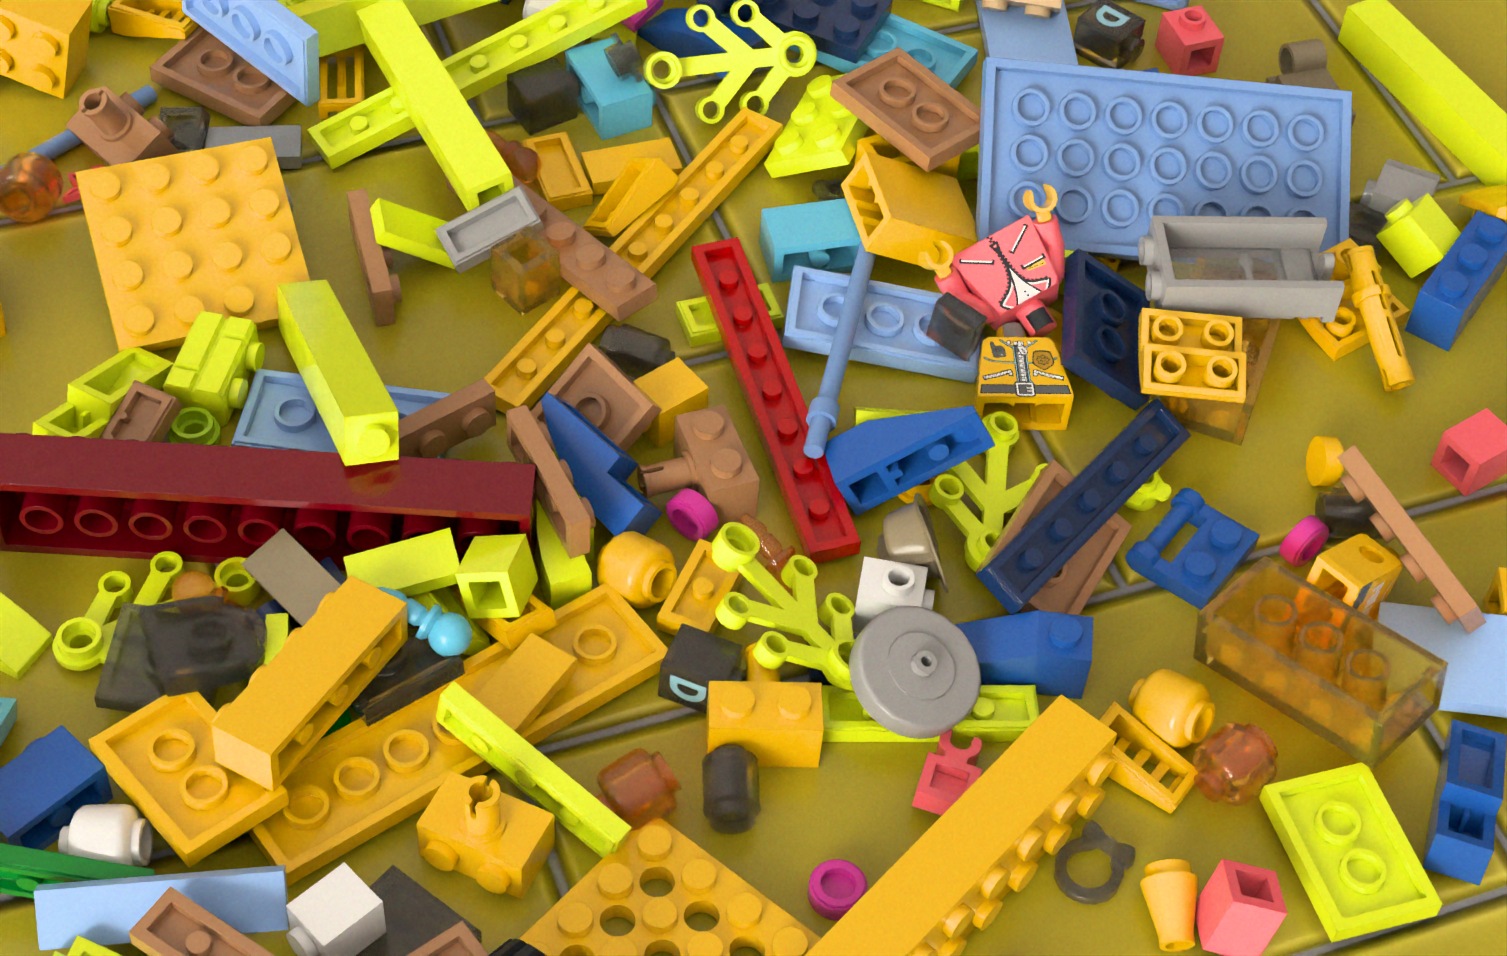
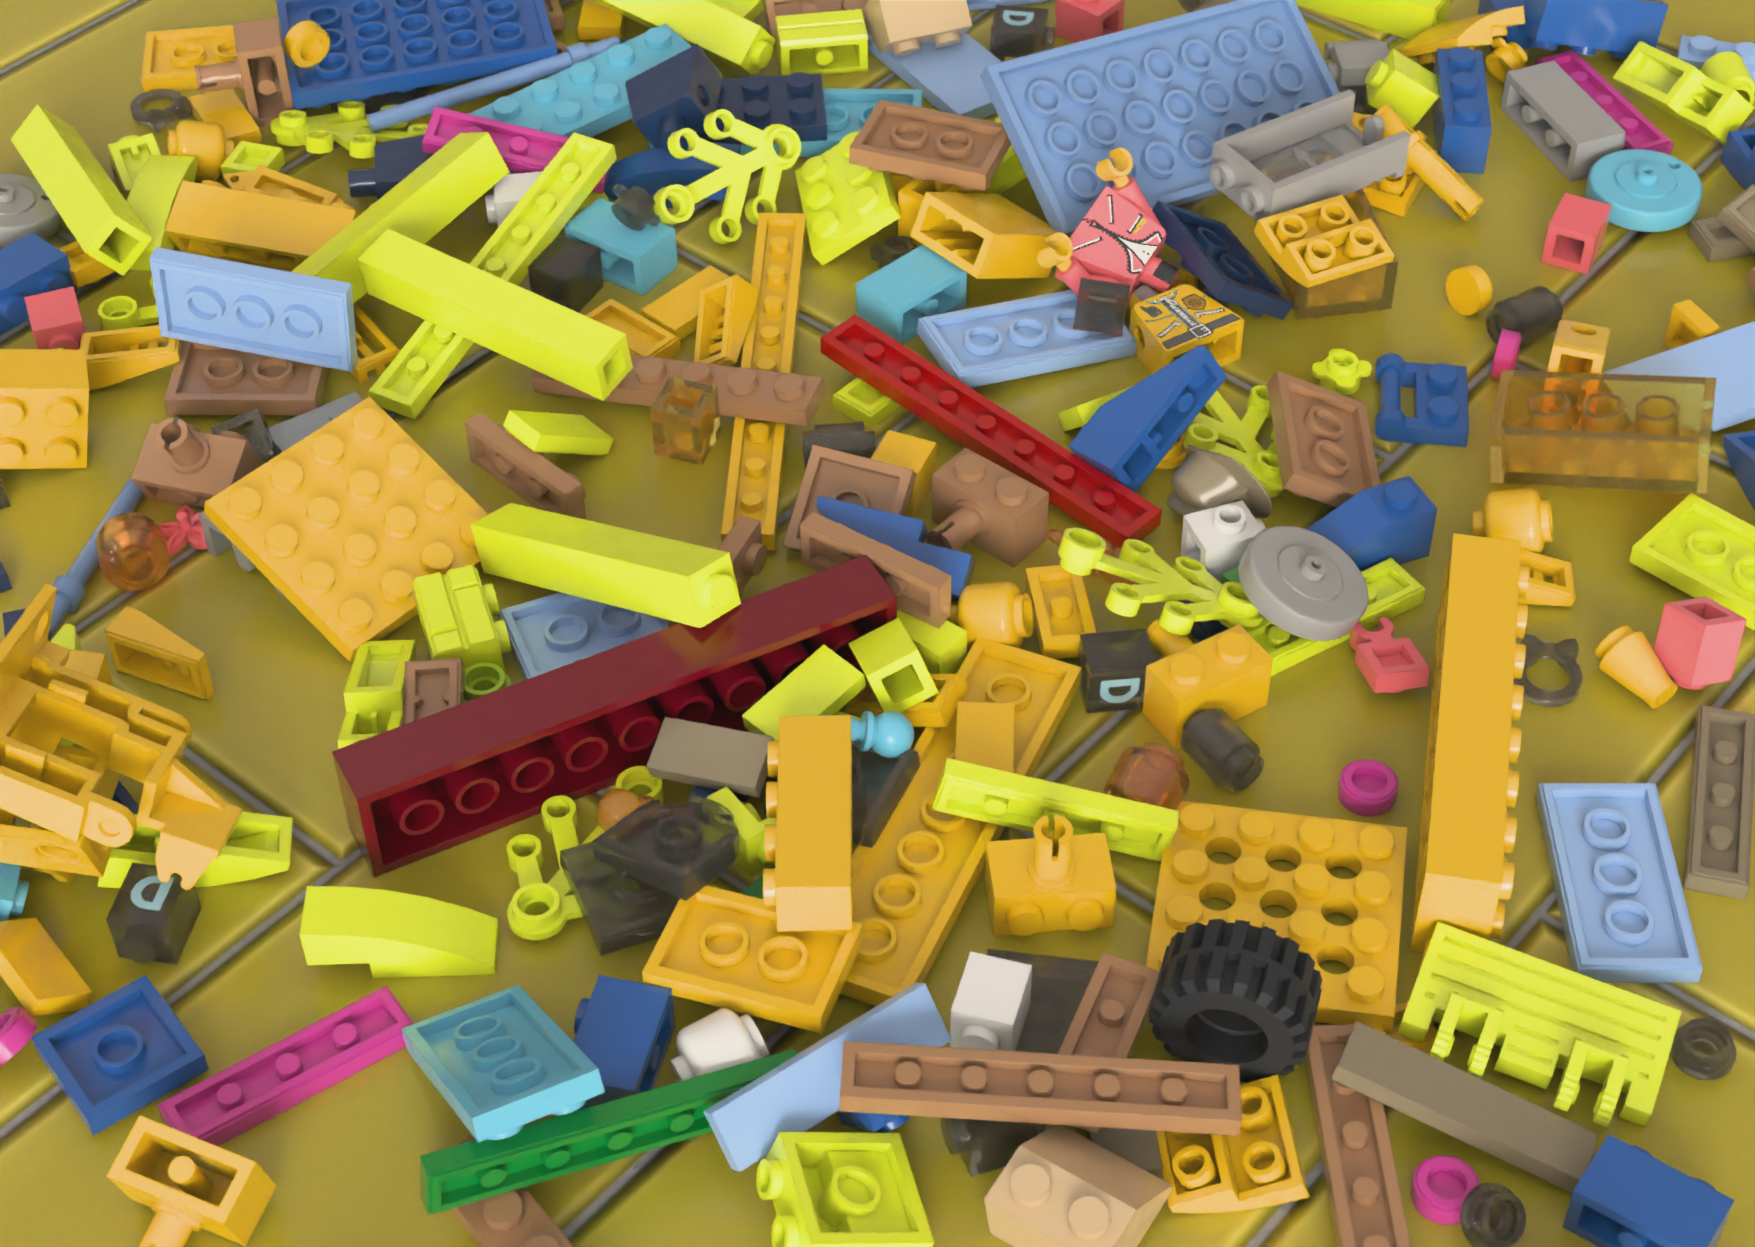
camera: 25 degrees left, 5 degrees down
(473, 233) = (626, 398): light grey tile -> none
(692, 515) = (1000, 554): dark pink tile -> none
(824, 409) = (1049, 415): medium blue bar -> none
(1082, 506) = (1326, 398): dark blue tile -> none
(1235, 763) = (1597, 540): clear orange head -> none
(1420, 557) = (1581, 300): plate -> none

